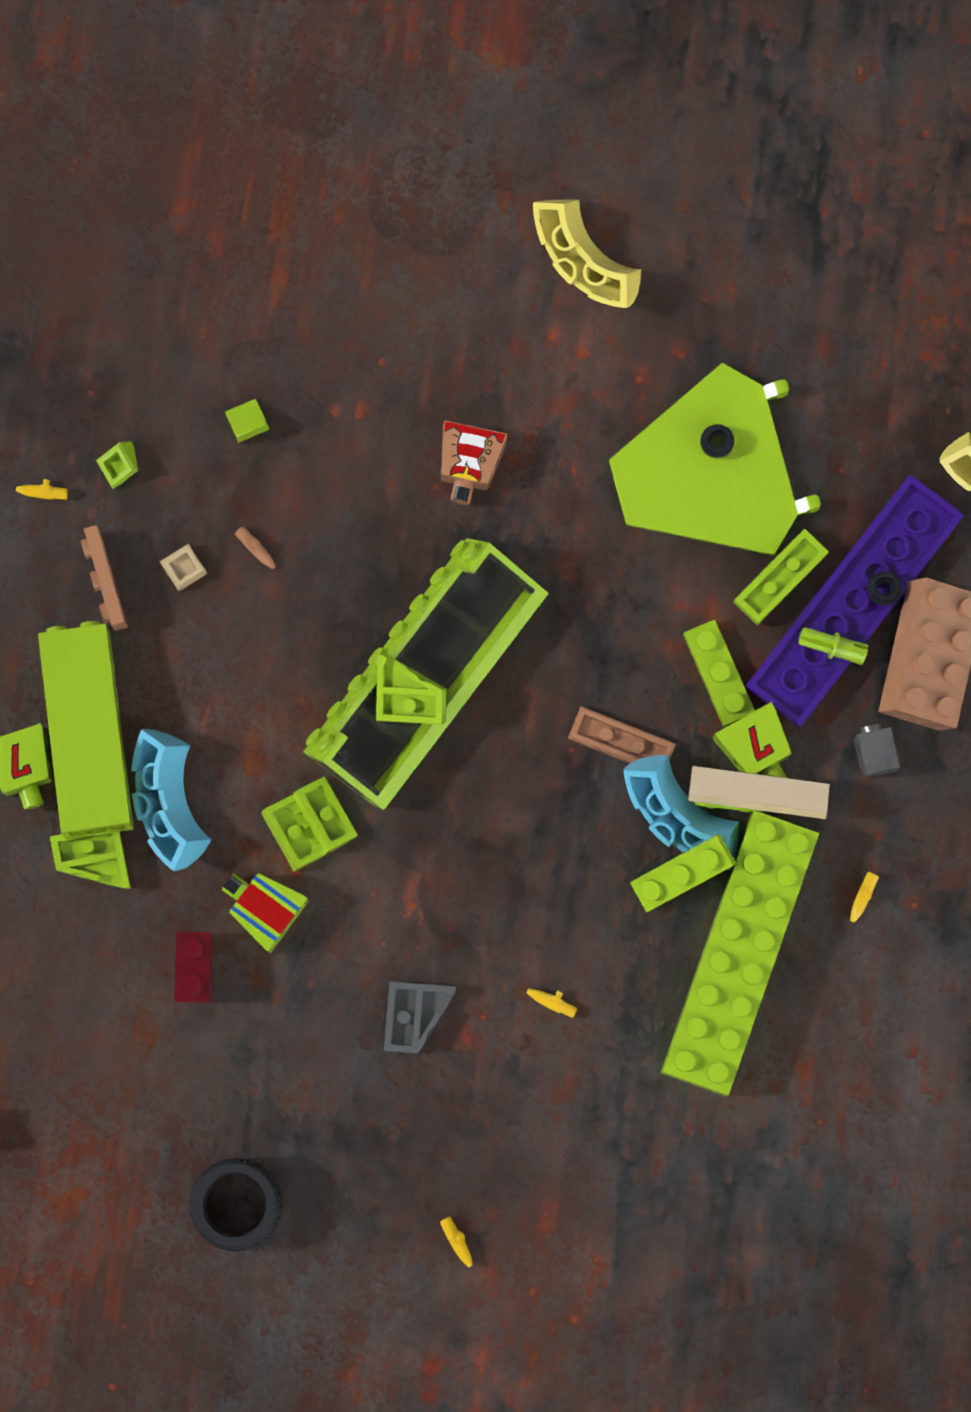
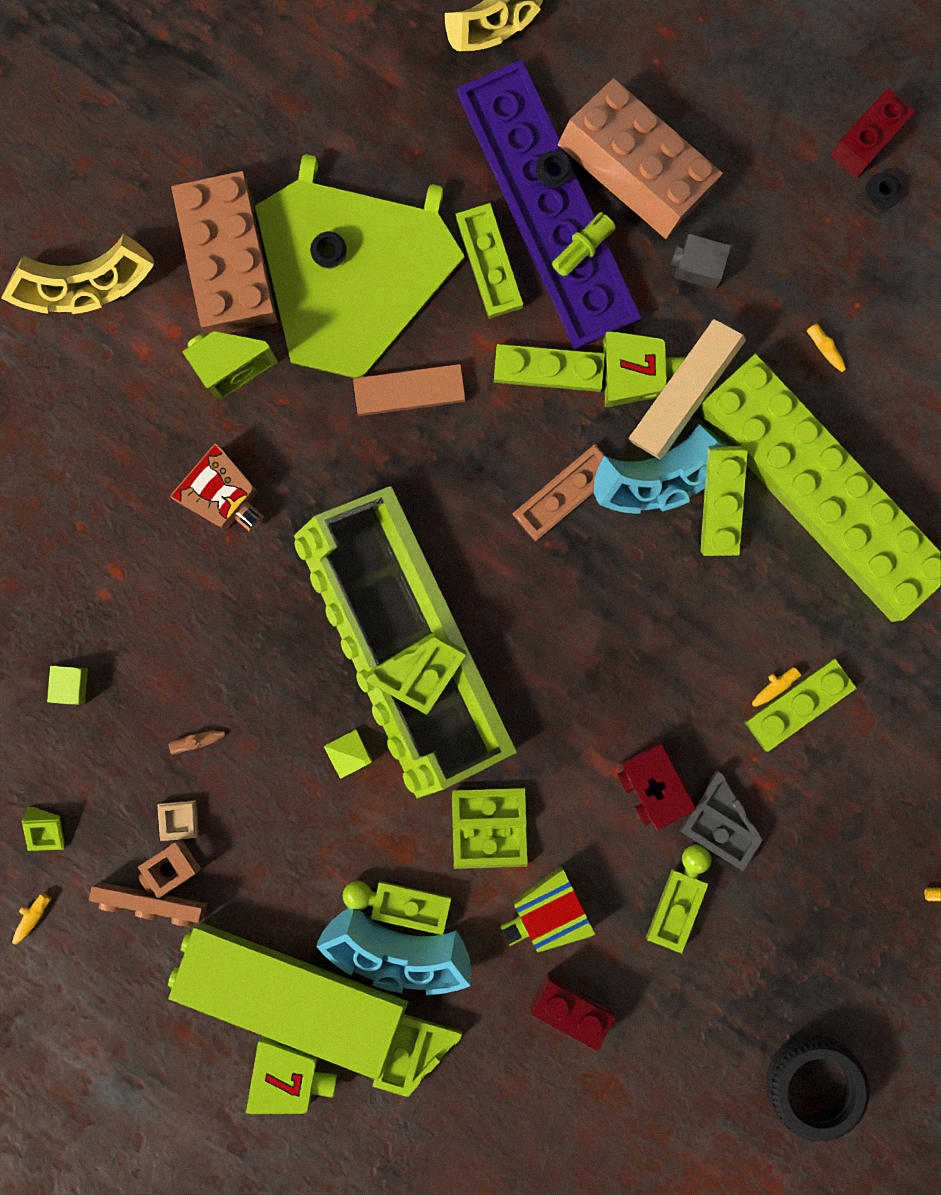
camera: 65 degrees left, 5 degrees up
(155, 579) = (152, 871): none -> nougat brick
(208, 783) = (400, 905): none -> lime plate
(310, 676) = (348, 754): none -> lime slope
(332, 1012) = (680, 900): none -> lime plate
(433, 933) = (673, 798): none -> dark red brick
(548, 1029) = (800, 705): none -> lime plate
(578, 408) = (228, 361): none -> lime slope
(638, 568) = (409, 390): none -> nougat tile
(667, 360) = (224, 253): none -> nougat brick

